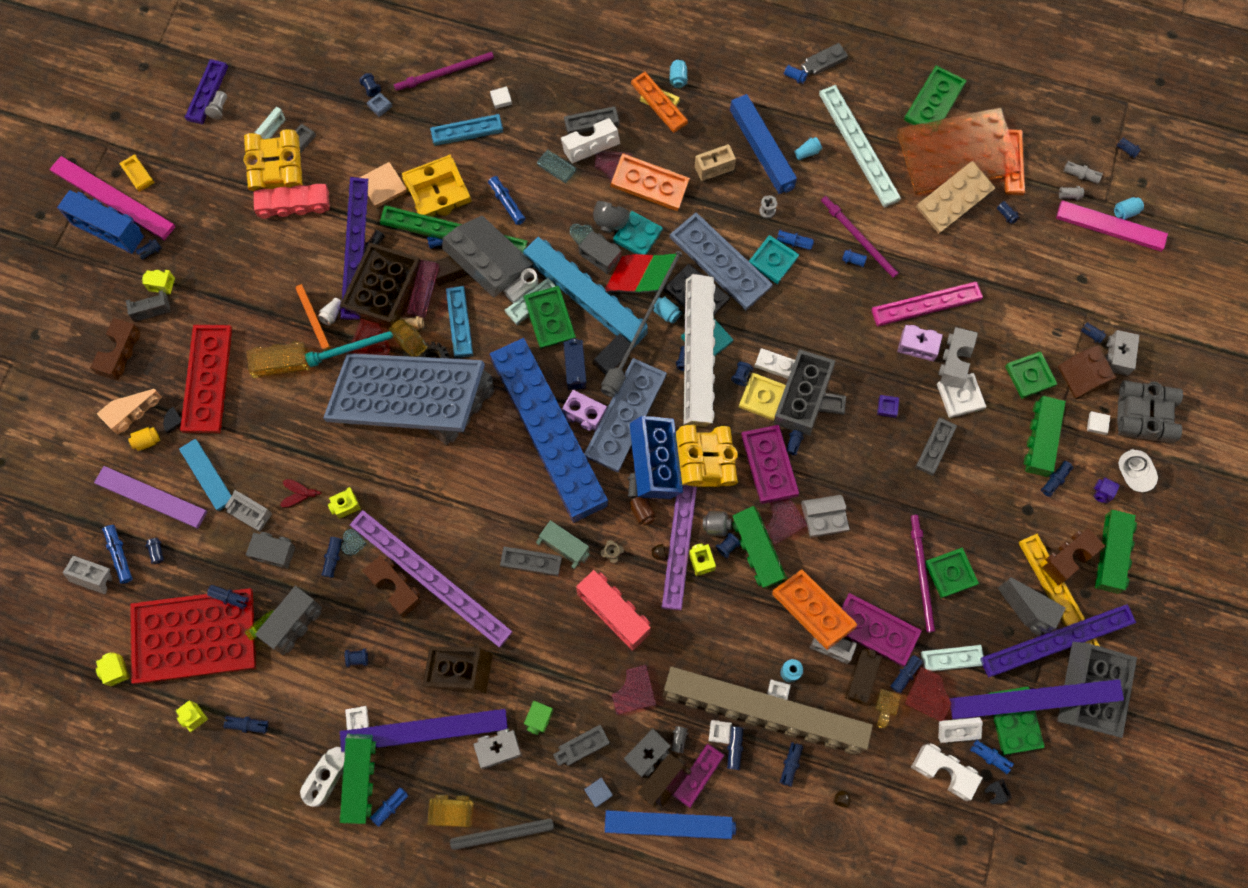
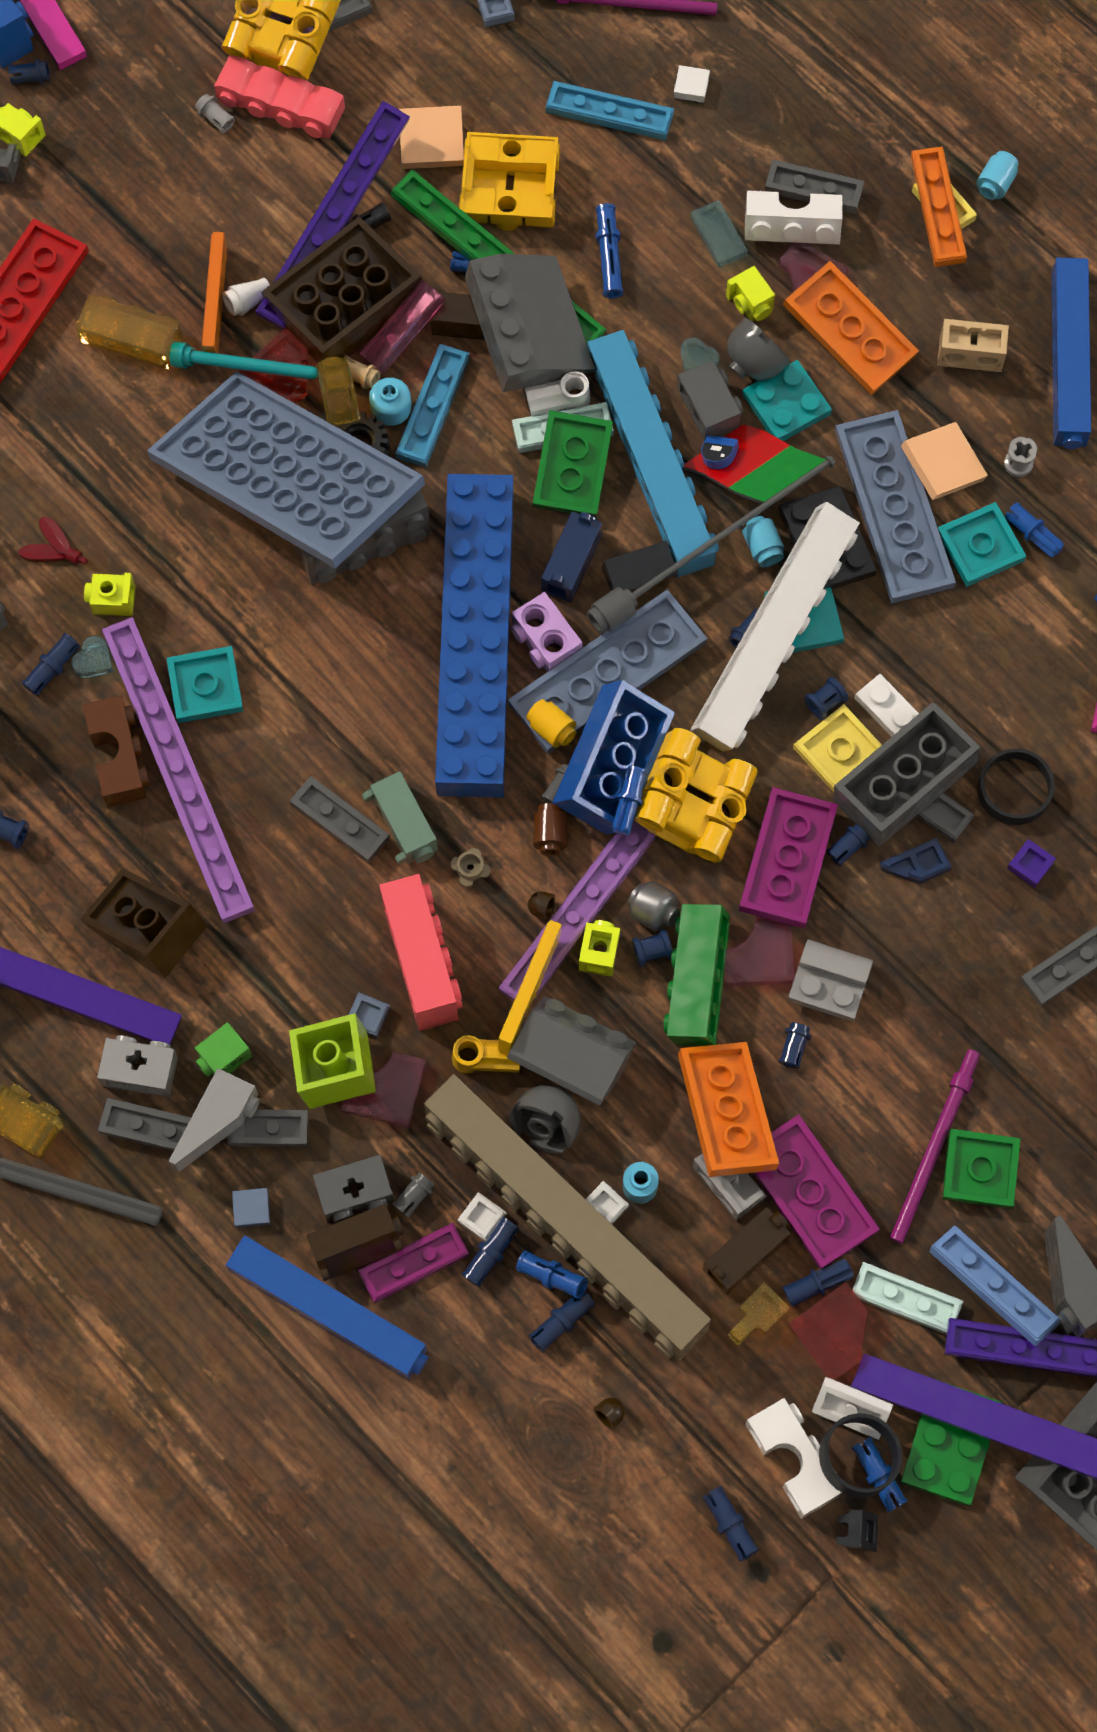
camera: 30 degrees right, 0 degrees up
(256, 223) = (218, 116): none -> light grey pin
(420, 526) = (204, 684): none -> teal plate
(437, 330) = (390, 401): none -> medium azure head
(523, 777) = (142, 1124): none -> dark grey plate
(557, 749) = (218, 1114): none -> light grey slope
(591, 188) = (751, 294): none -> neon yellow brick
(600, 692) = (332, 1061): none -> lime brick
(602, 657) = (371, 1013): none -> sand blue tile
(614, 456) = (551, 723): none -> yellow brick
(619, 275) = (719, 451): none -> tile
(677, 645) = (487, 1057): none -> yellow piece
(678, 475) = (629, 799): none -> blue axle
(680, 599) = (529, 987): none -> yellow tile
(720, 620) = (572, 1050): none -> dark grey slope
(726, 661) = (548, 1117): none -> dark grey cylinder
(732, 226) = (944, 460): none -> light nougat tile
(774, 743) = (552, 1274): none -> blue pin
(826, 558) = (794, 1045): none -> dark blue pin
(833, 434) = (918, 863): none -> dark blue tile
(871, 359) = (1027, 756): none -> black tyre
(935, 824) = (730, 1524): none -> dark blue pin
(993, 629) = (995, 1285): none -> medium blue tile
(994, 739) = (889, 1435): none -> black tyre

